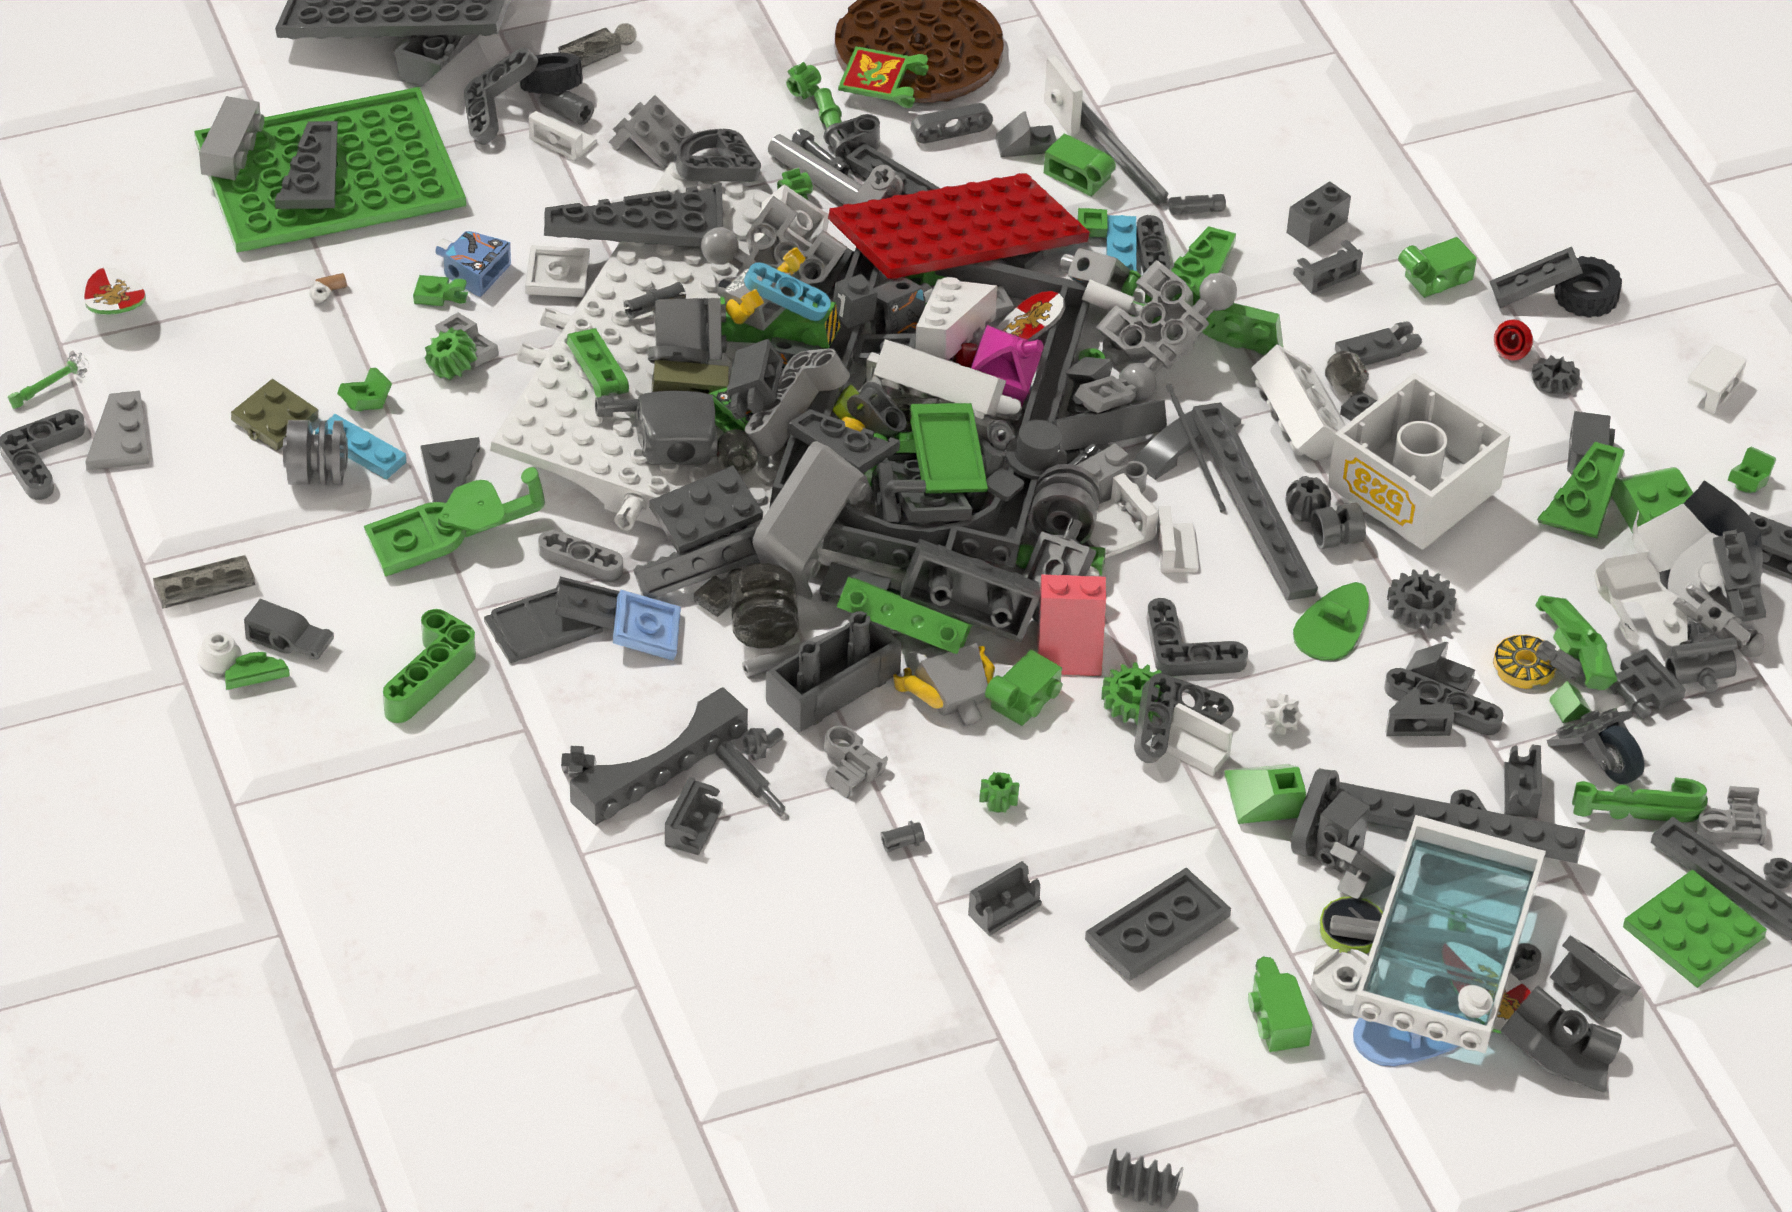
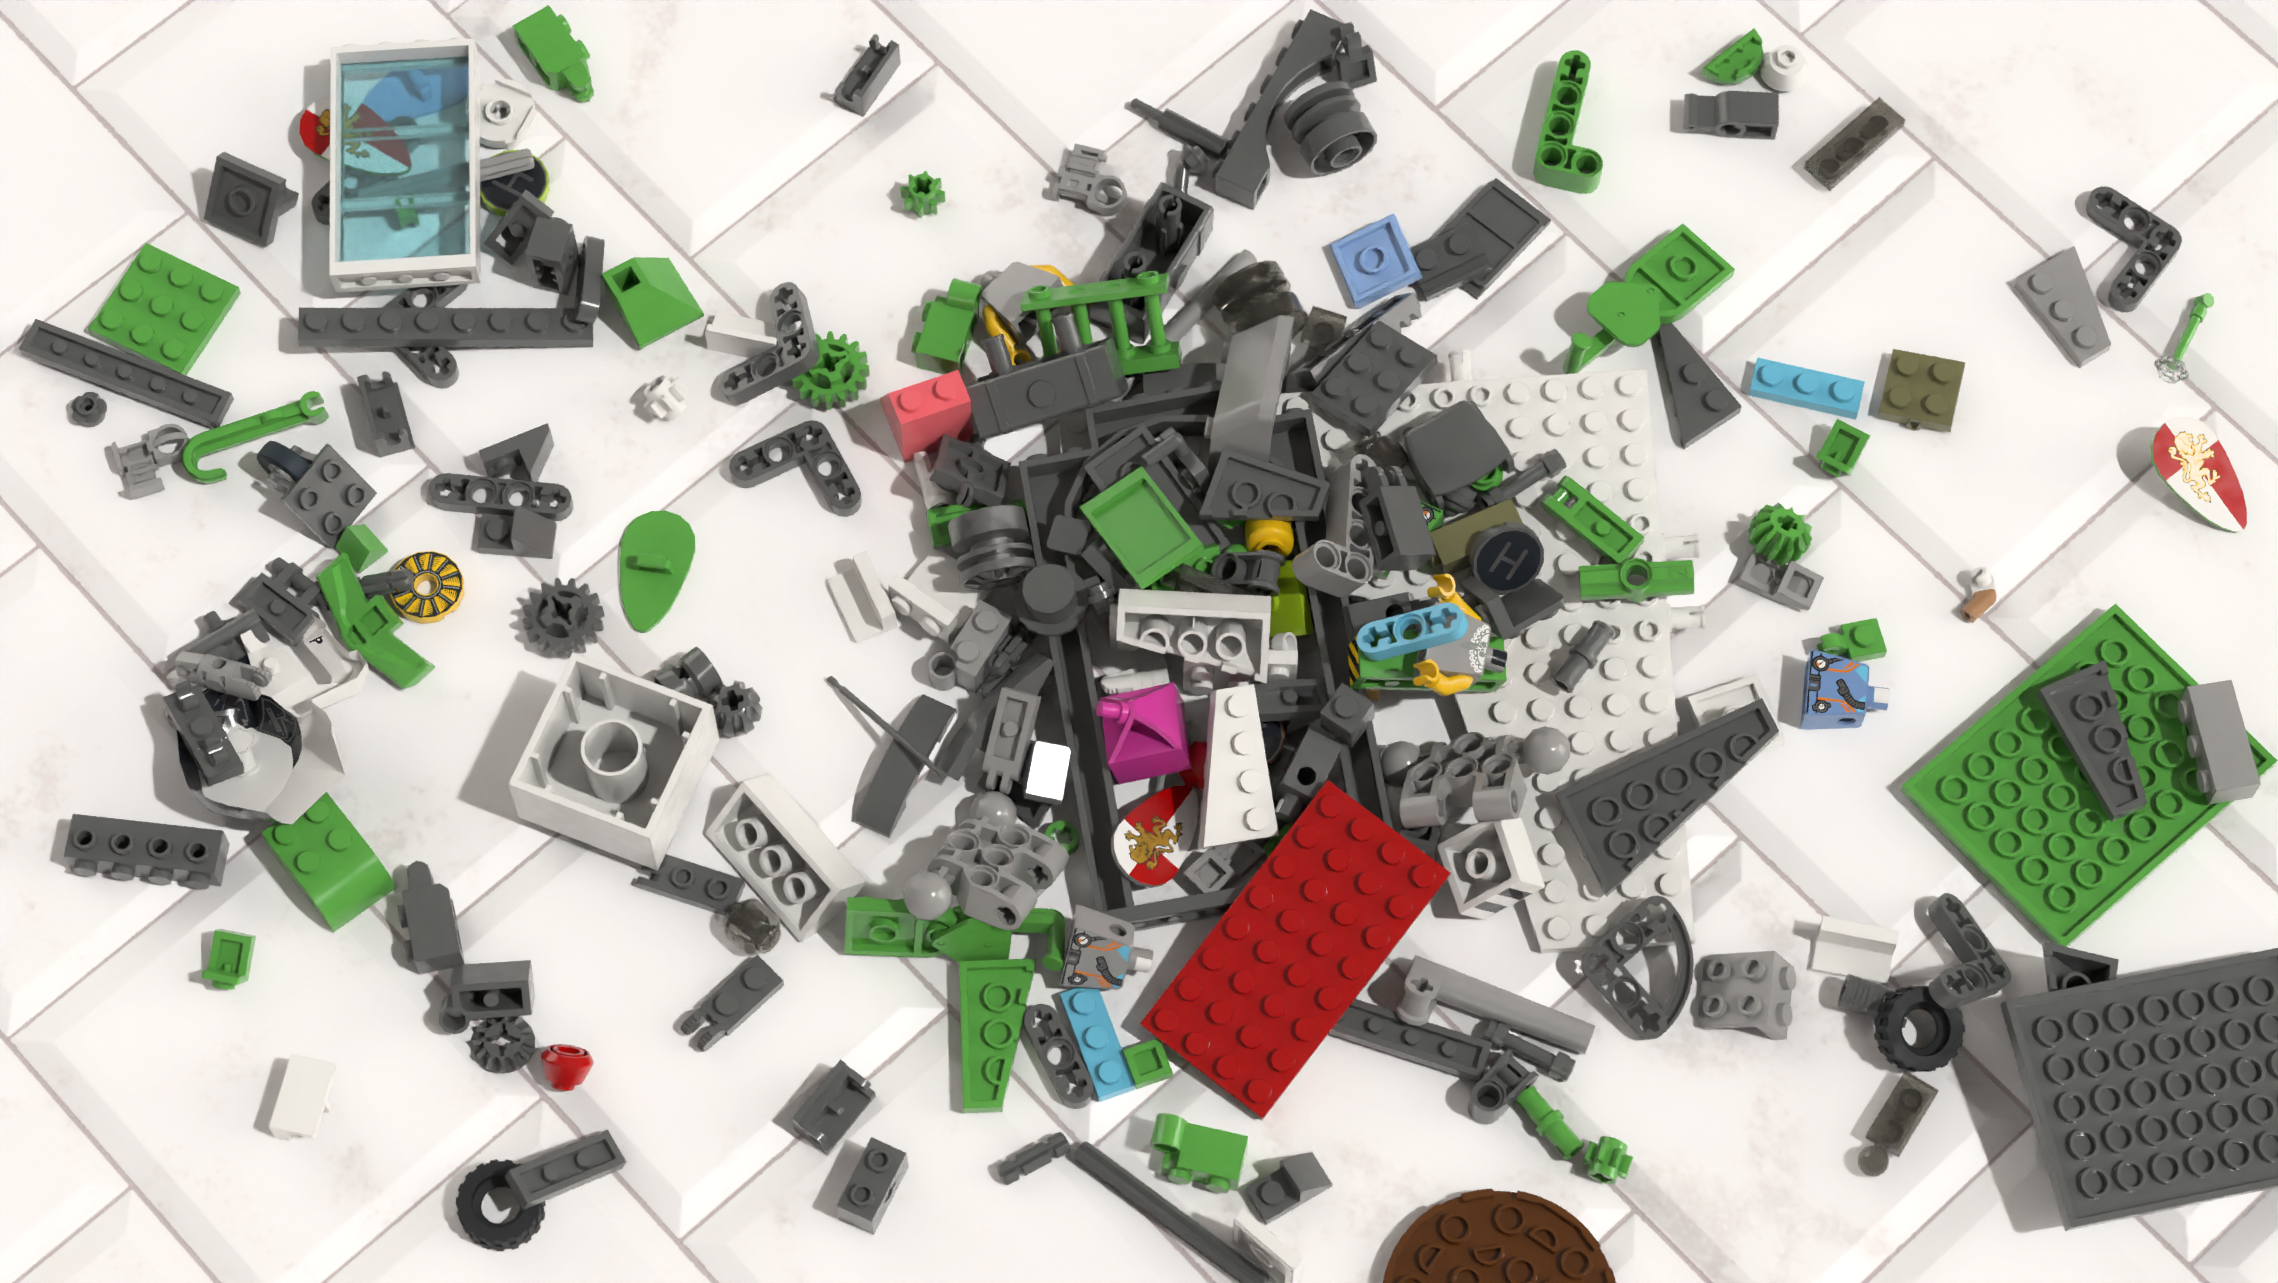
camera: 160 degrees right, 20 degrees up
(314, 452) = (1836, 323): flat silver wheel -> none
(560, 548) = (1504, 322): light grey beam -> none
(589, 314) = (1661, 578): none -> bright green piece
(631, 710) = (1330, 128): none -> dark grey wheel
(692, 817) = (1213, 54): dark grey hinge -> none
(797, 182) = (1529, 965): bright green gear -> none
(880, 75) = (1519, 1203): flag -> none
(903, 836) = (991, 117): dark grey pin -> none
(971, 119) = (1392, 1167): dark grey beam -> none
(1108, 297) = (1066, 897): white cylinder -> none
(1157, 924) = (706, 106): dark grey plate -> none
(1254, 501) = (794, 674): dark grey plate -> none
(1438, 266) = (695, 1154): bright green hinge -> none
(1474, 1001) = (353, 67): white plate -> none
(1559, 391) = (488, 992): none -> dark grey hinge
(1578, 1057) = (266, 106): dark grey panel -> none
(1587, 493) = (415, 831): bright green wing -> none

